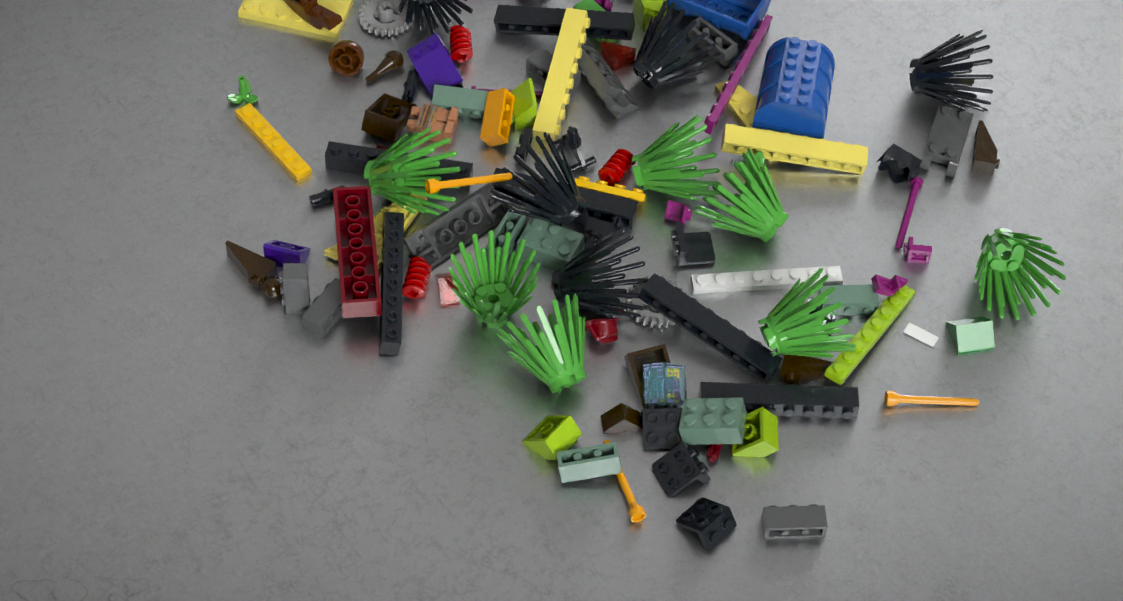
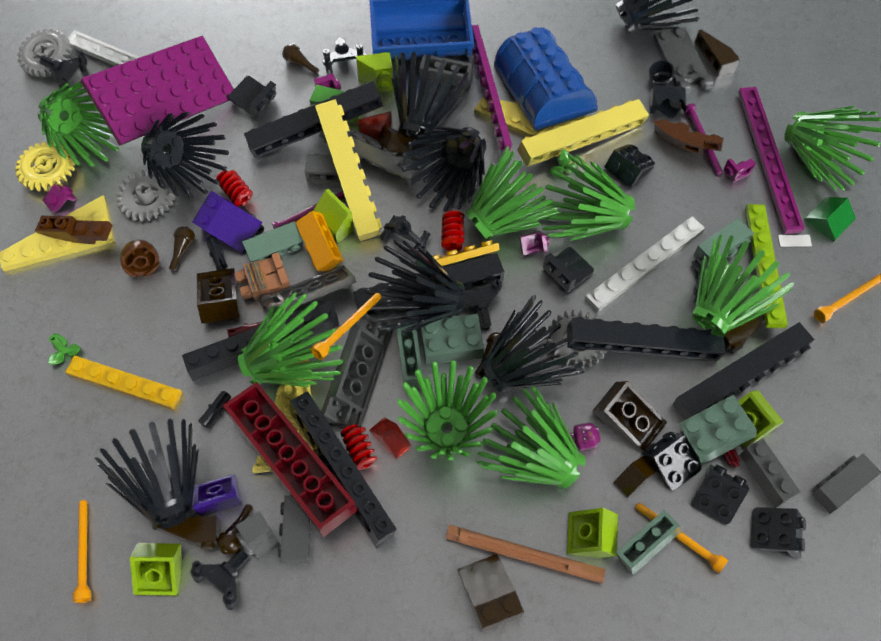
camera: 30 degrees left, 10 degrees up
(147, 262) = (82, 592): none -> light orange piece
(208, 275) = (156, 568): none -> lime slope
(247, 224) = (158, 495): none -> black plant
(250, 305) = (221, 576): none -> black axle
(439, 431) = (490, 592): none -> dark brown slope
(493, 153) = (314, 288): none -> dark grey hinge
(523, 139) = (361, 260): black plate -> none
(528, 460) = (526, 554): none -> nougat piece
(602, 370) = (585, 436): none -> magenta head
(603, 329) = (560, 395): dark red piece -> none
(624, 75) = (395, 140): none -> dark brown slope
(664, 384) = (652, 420): clear light blue slope -> none
(666, 109) = (459, 152): none -> black plant
(733, 477) = (769, 473): none -> dark grey brick
(818, 193) = (628, 163): none -> black bracket
(887, 286) = (749, 213): magenta slope -> none
(889, 204) = (681, 137): none -> reddish brown slope
(912, 139) = (661, 73): none -> black hair
(955, 259) = (771, 161): none -> magenta plate

